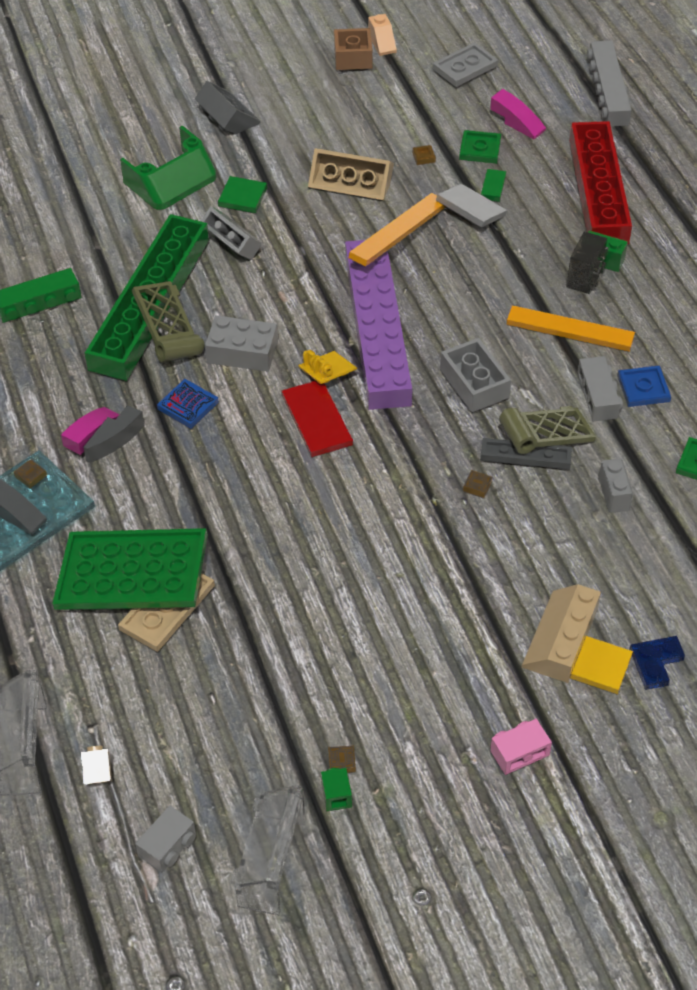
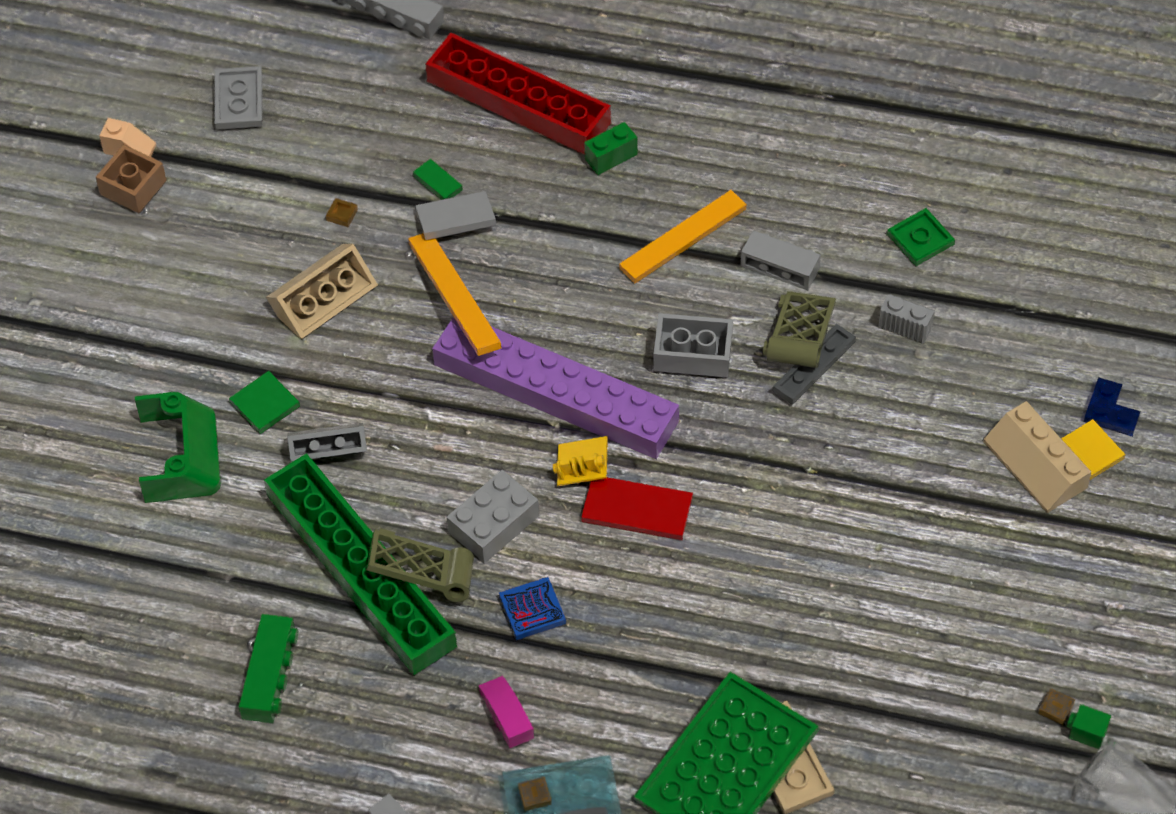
camera: 55 degrees left, 5 degrees up
(114, 434) = (528, 690): dark grey slope -> none
(225, 109) = (119, 346): dark grey slope -> none
(477, 484) = (819, 423): pearl gold tile -> none
(480, 146) = (371, 158): green tile -> none
(517, 114) = (357, 100): dark pink slope -> none
(520, 746) = (1139, 560): bright pink brick -> none
(587, 263) = (623, 170): clear smoke brick -> none
(644, 386) = (799, 224): blue tile -> none

